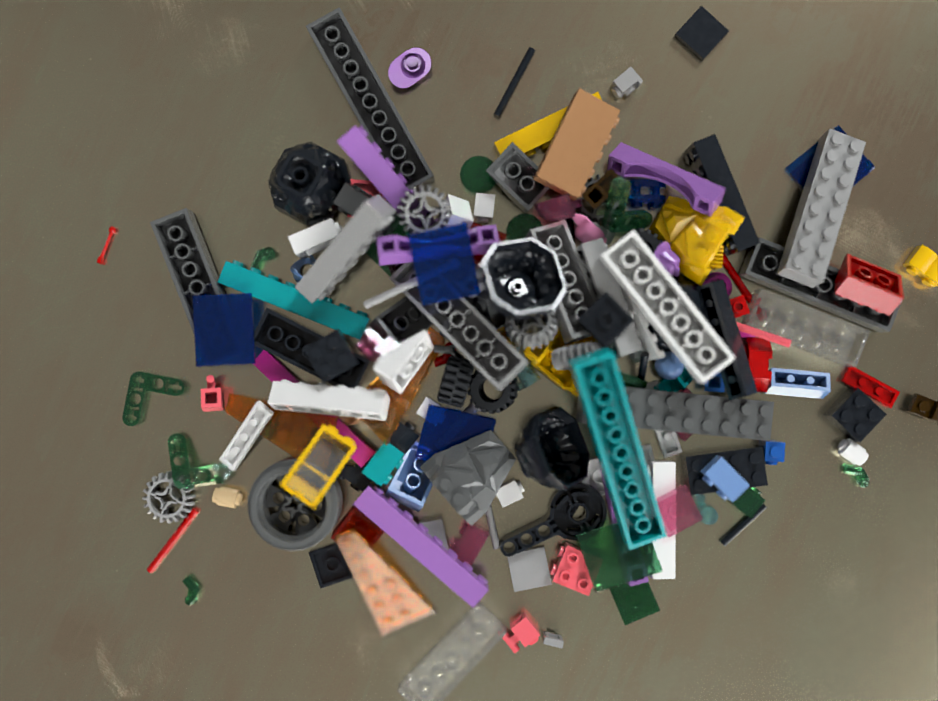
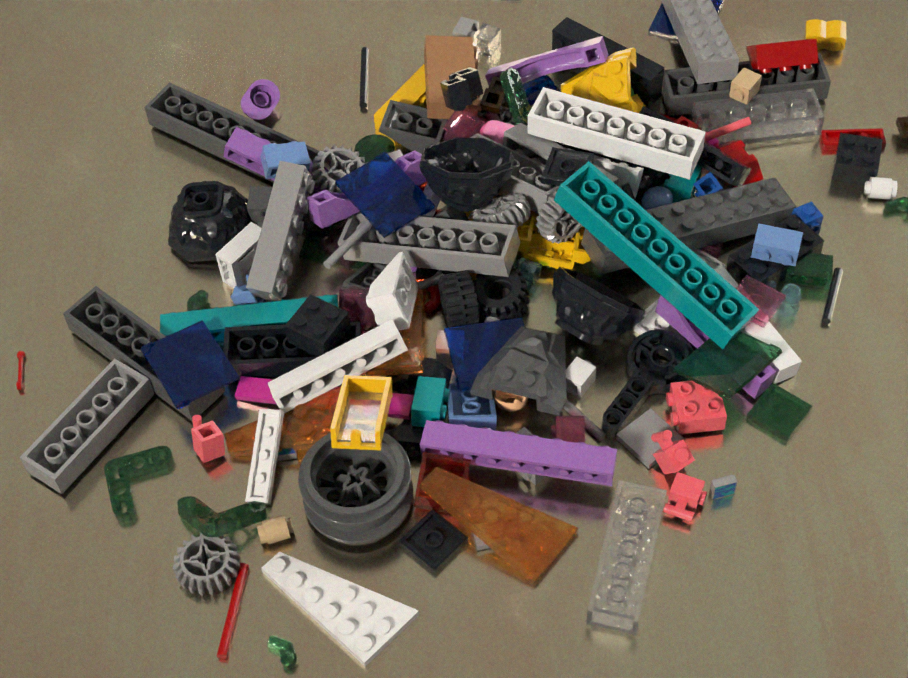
camera: 25 degrees left, 35 degrees down
(130, 335) = (87, 426): none -> light grey brick
(247, 583) = (348, 612): none -> white wing
(380, 181) = (290, 152): none -> medium blue brick
(532, 599) = (672, 455): none -> coral brick
(570, 181) = (461, 88): none -> black brick
(639, 102) = (487, 39): none -> clear brick
(799, 383) = (788, 157): medium blue brick -> none
(812, 303) = (745, 86): none -> tan brick

